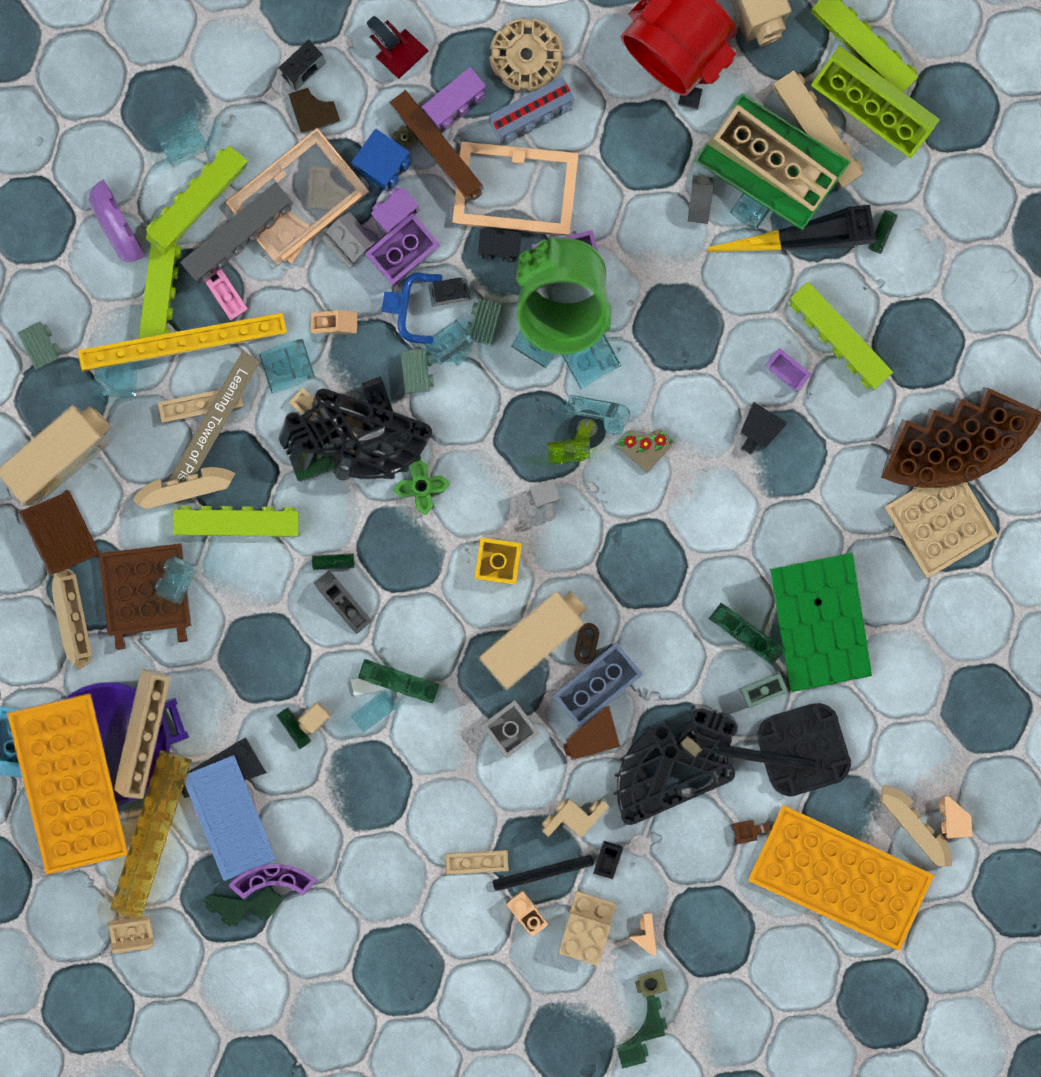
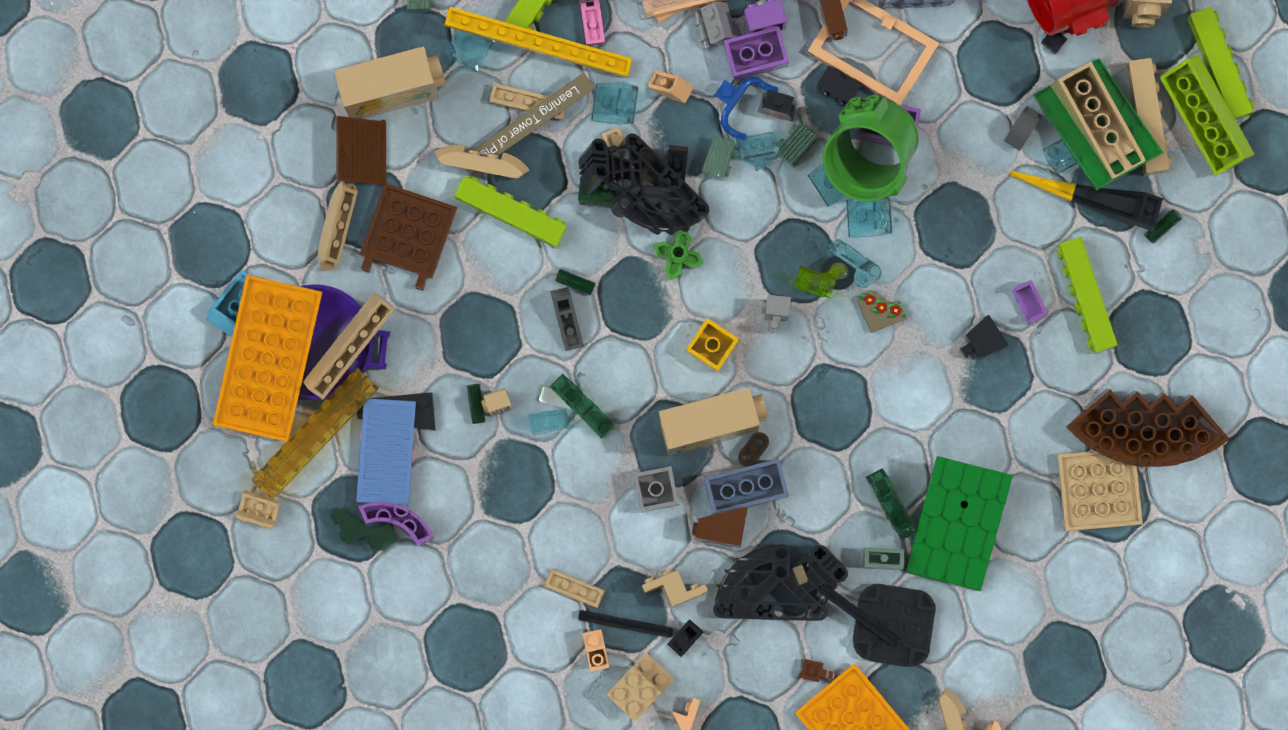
camera: 35 degrees right, 5 degrees down
(175, 580) = (438, 233): clear light blue slope -> none

